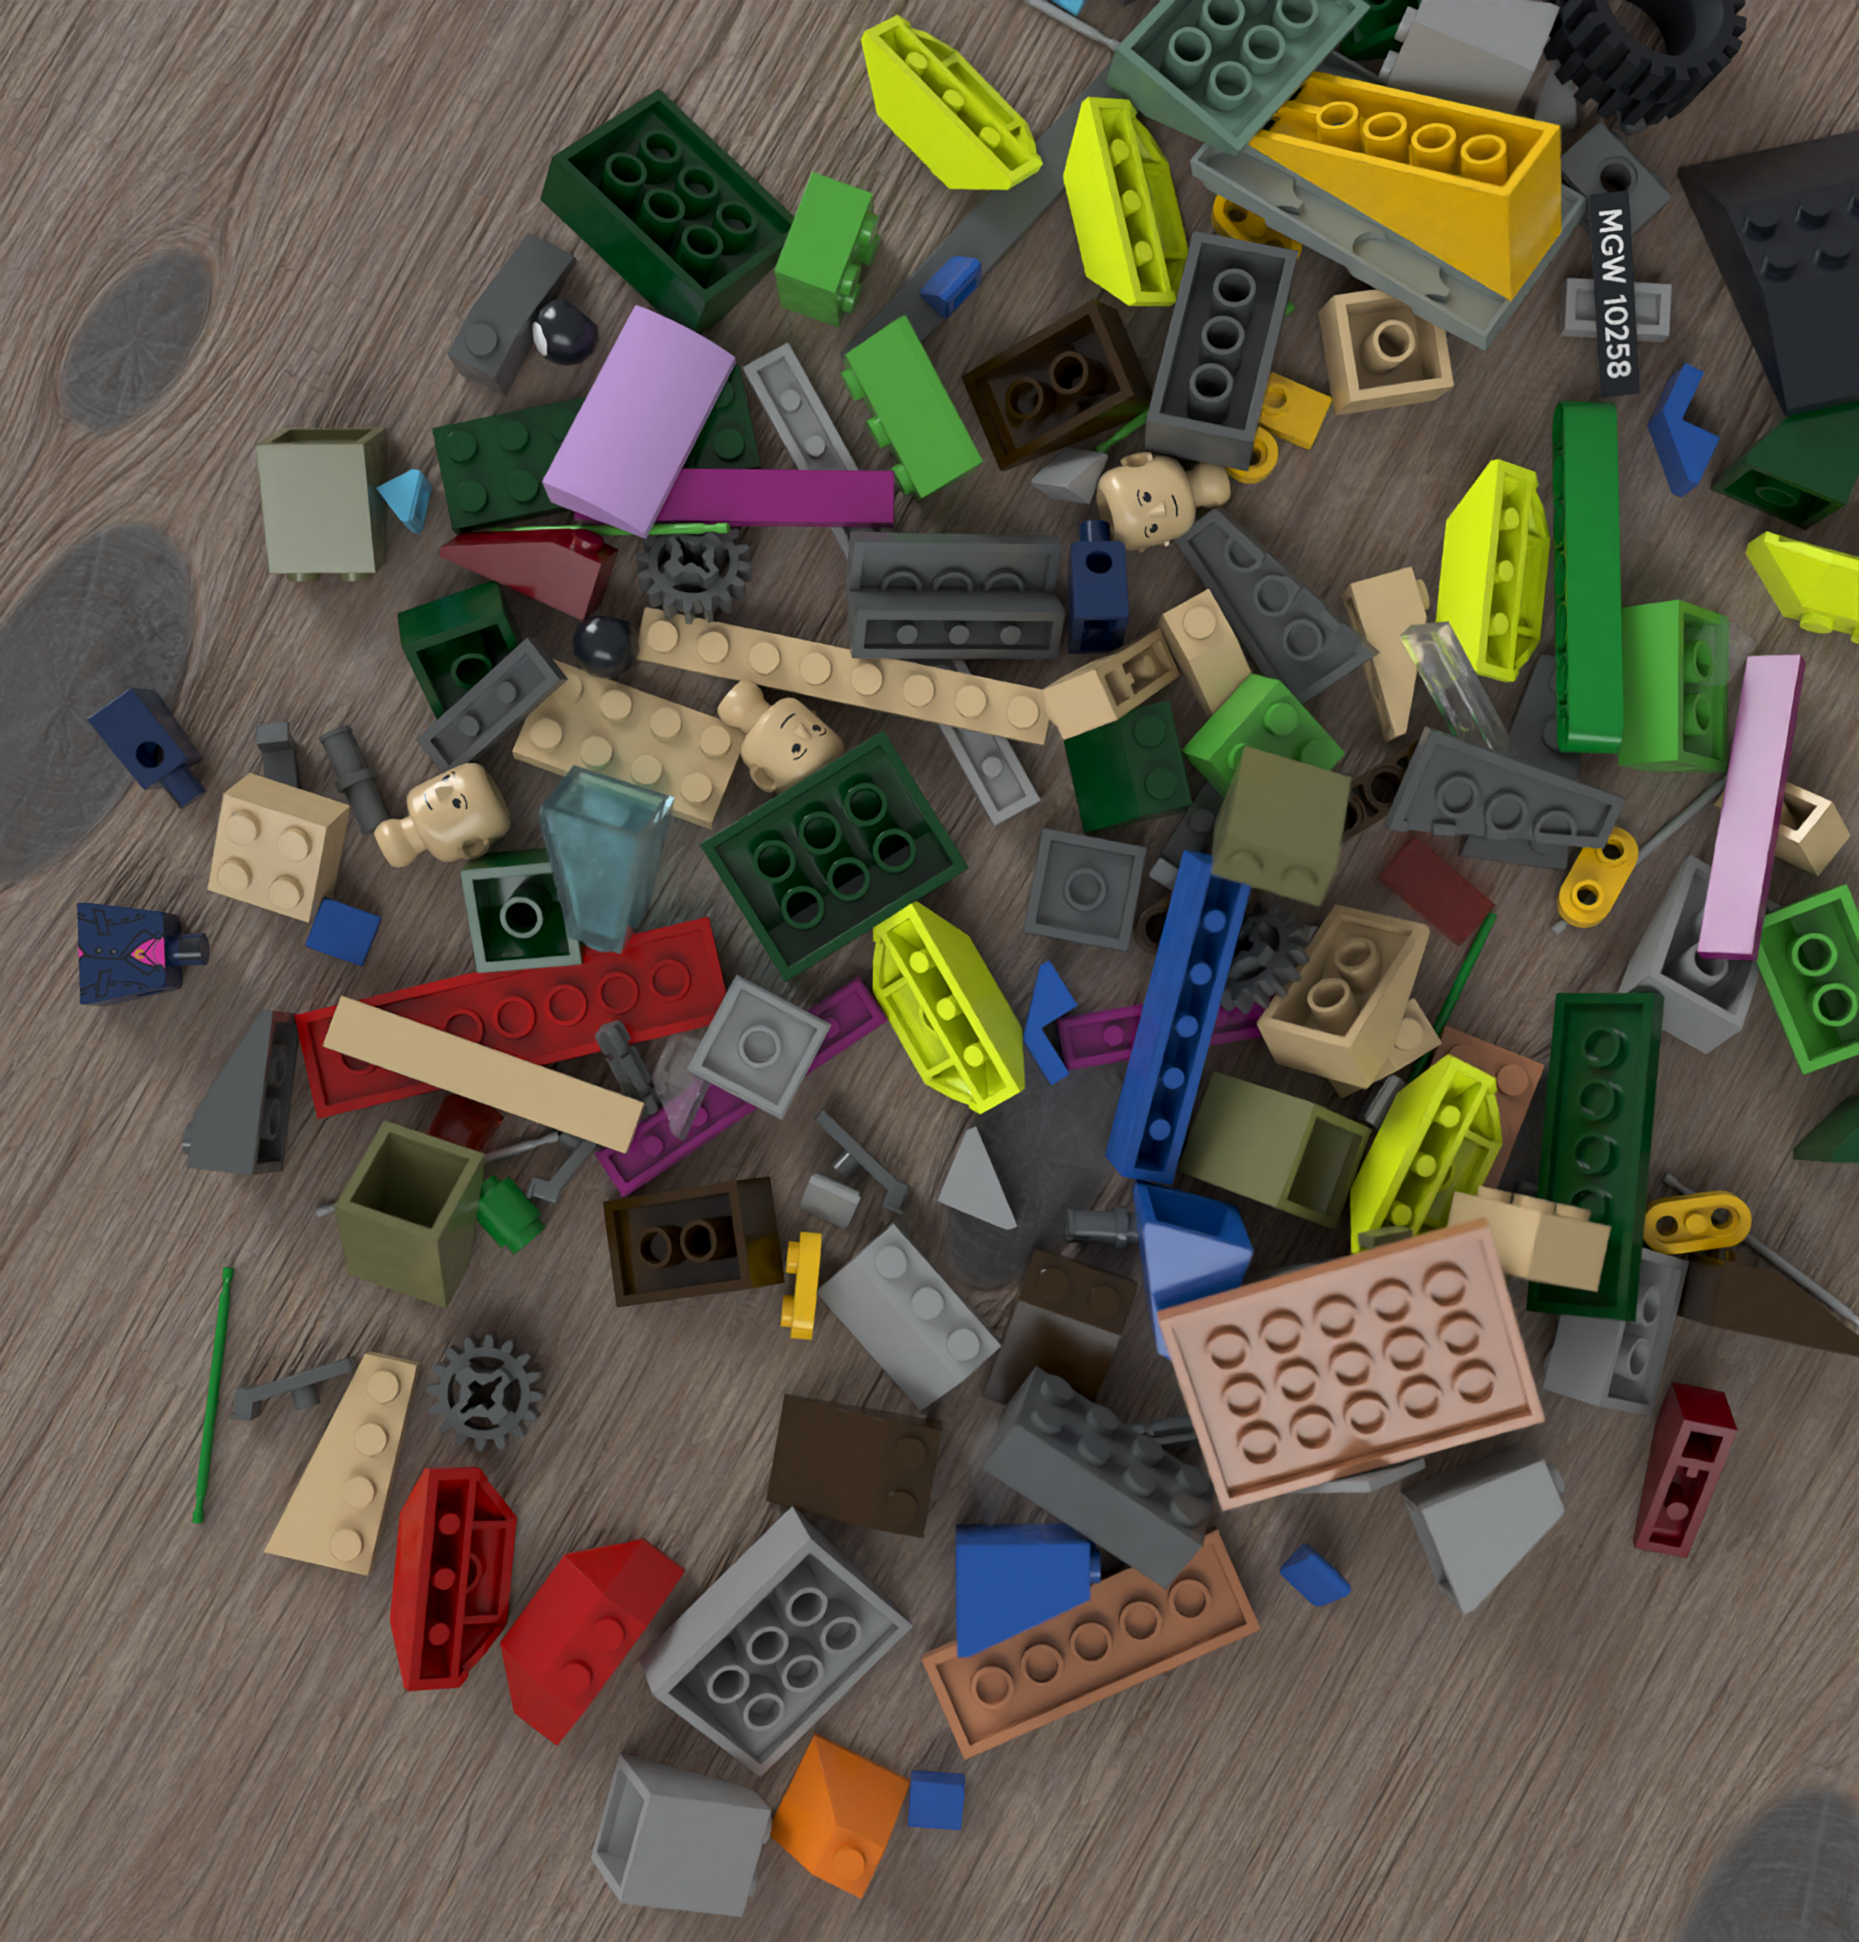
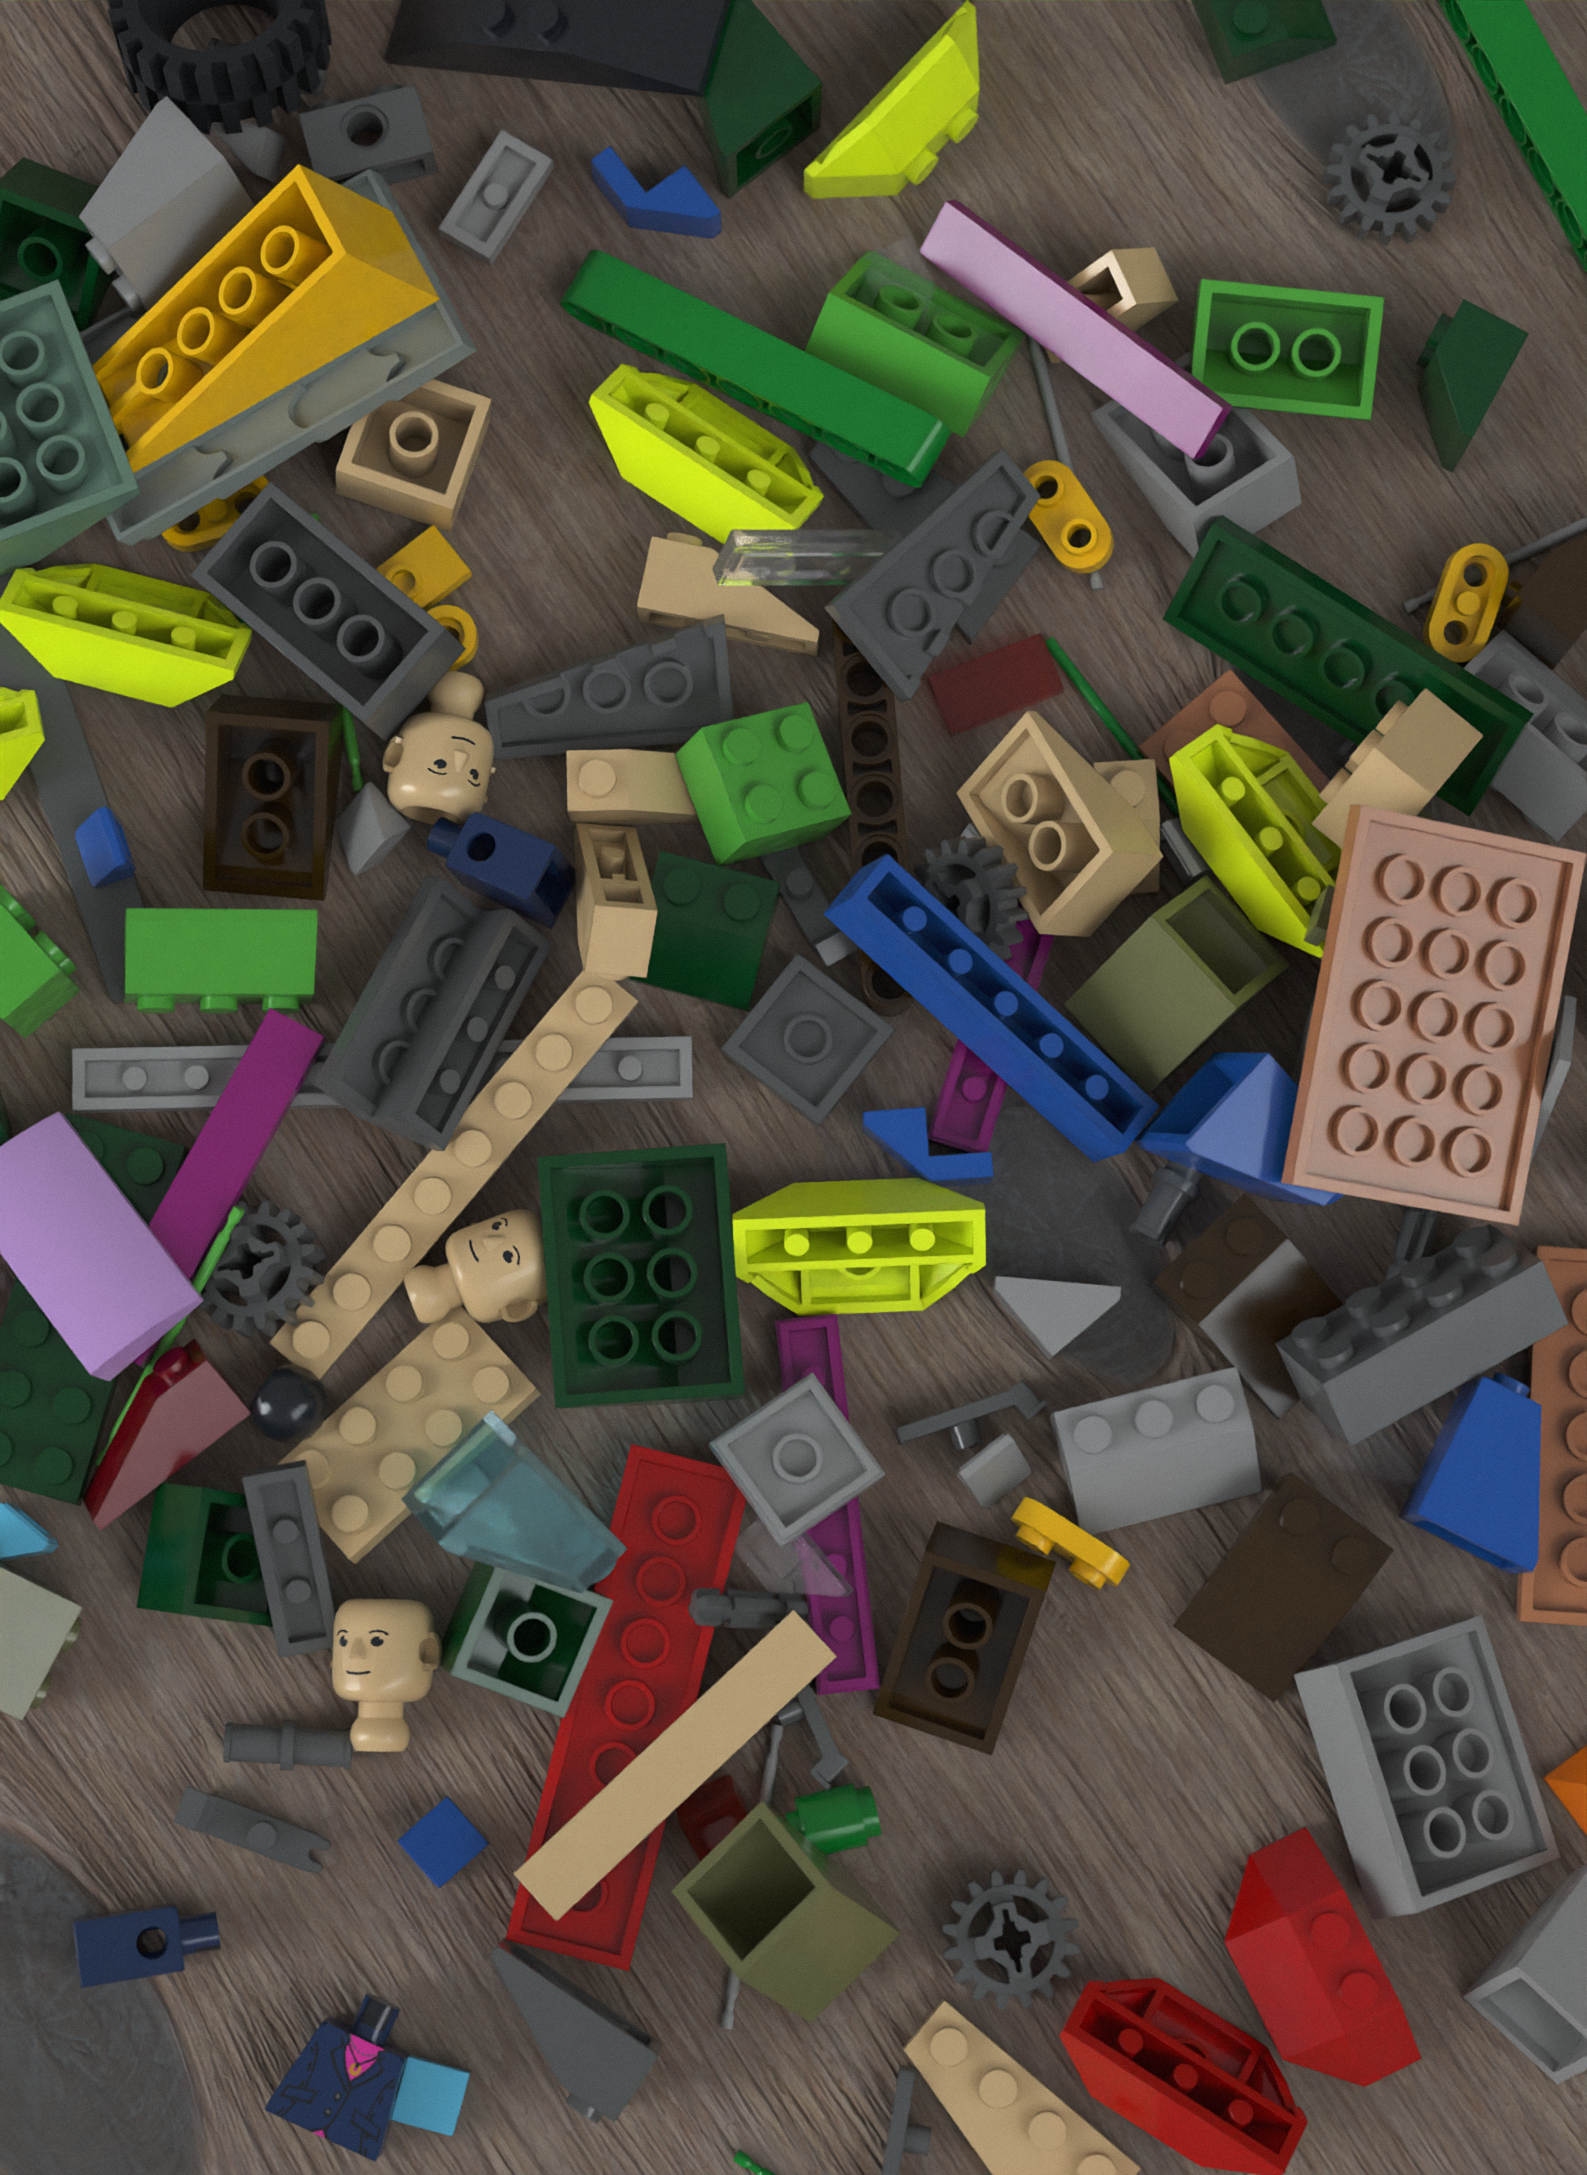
camera: 65 degrees left, 5 degrees down
(157, 1020) = (431, 2095): none -> medium azure tile
(278, 846) = (320, 1860): tan brick -> none
(1281, 826) = (853, 803): olive slope -> none
(1614, 294) = (481, 191): black sticker -> none

